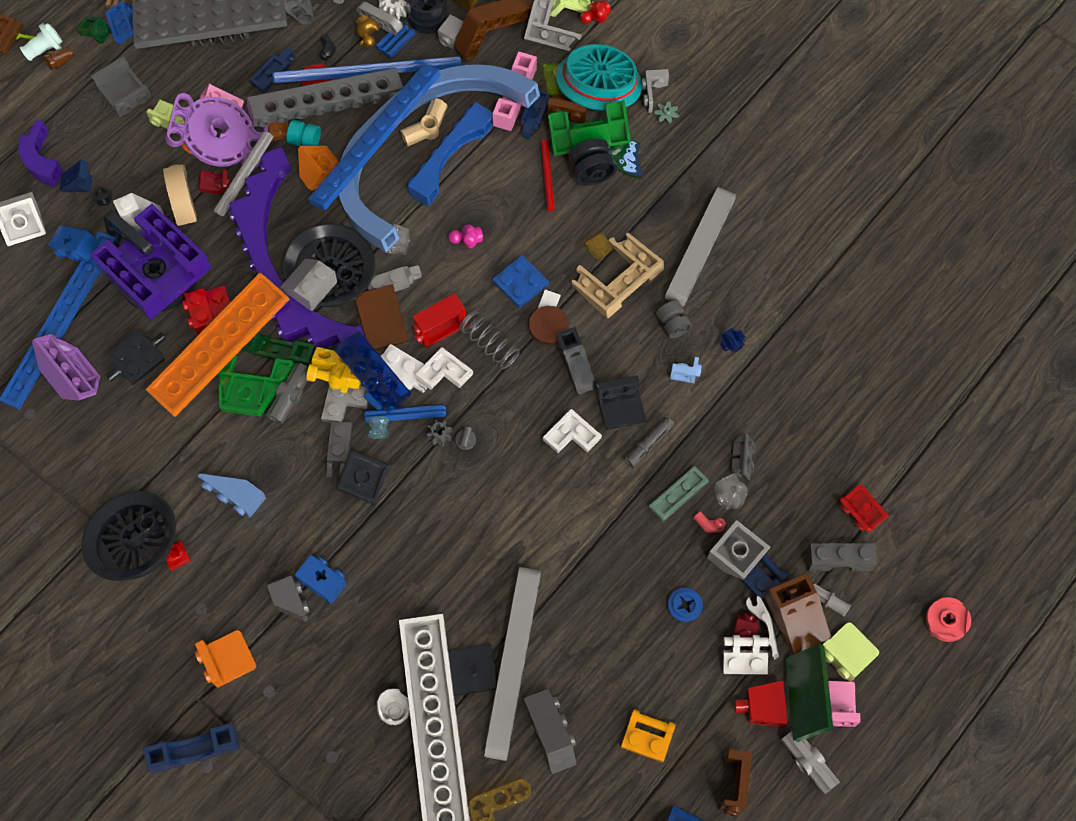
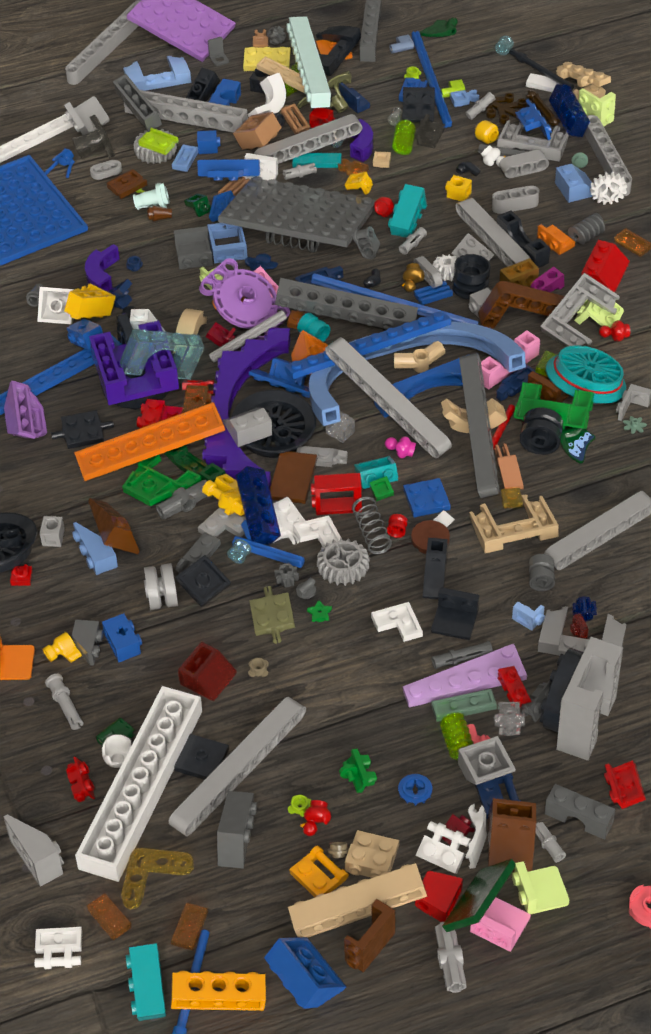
camera: 30 degrees right, 20 degrees down
(56, 204) = (89, 302): none -> yellow wedge
(69, 127) = (134, 263): none -> dark blue plate
(157, 242) = (145, 343): none -> clear light blue arch
(159, 78) = (234, 251): none -> medium blue window
(180, 499) = (52, 531): none -> light grey brick
(201, 75) = (262, 260): none -> dark blue plate
(223, 253) = (198, 383): none -> red plate
(231, 268) = (196, 397): none -> clear orange brick
(237, 459) = (113, 527): none -> reddish brown wedge
(269, 616) = (63, 646): none -> yellow piece
(299, 671) = (61, 694): none -> light grey pin
(300, 207) = (278, 377): none -> blue bracket
(331, 506) = (160, 586): none -> light grey wheel
(367, 746) = (78, 773): none -> red hinge
(376, 681) = (118, 727): none -> dark green piece
(427, 578) = (206, 672): none -> clear red slope
(428, 189) = (388, 397): none -> light grey beam
(449, 481) = (272, 614): none -> olive plate
(458, 274) = (376, 469): none -> teal bracket
(470, 541) = (258, 663): none -> dark tan plate
(474, 292) = (381, 488): none -> green plate
(475, 405) = (343, 561): none -> light grey gear
(492, 463) = (319, 617): none -> green plate
(512, 328) = (397, 525): none -> red wheel
(520, 172) = (458, 416): none -> tan arch
(532, 182) = (479, 426): none -> dark grey beam
(579, 214) = (508, 468): none -> nougat arm
(596, 670) = (299, 800): none -> lime plate
(615, 677) = (315, 814): none -> red animal
(624, 614) = (355, 771): none -> green hips
(653, 703) = (338, 849): none -> dark tan plate
(673, 455) = (464, 678): none -> lavender wing
(685, 693) = (371, 854): none -> tan plate
(694, 534) = (455, 733): none -> clear neon green piece
(705, 752) = (355, 901): none -> tan brick
(722, 461) = (512, 683): none -> red hinge
(738, 363) = (579, 626): none -> clear red plate
(773, 375) = (553, 642): none -> light grey wedge
(780, 433) = (578, 693): none -> light grey piece

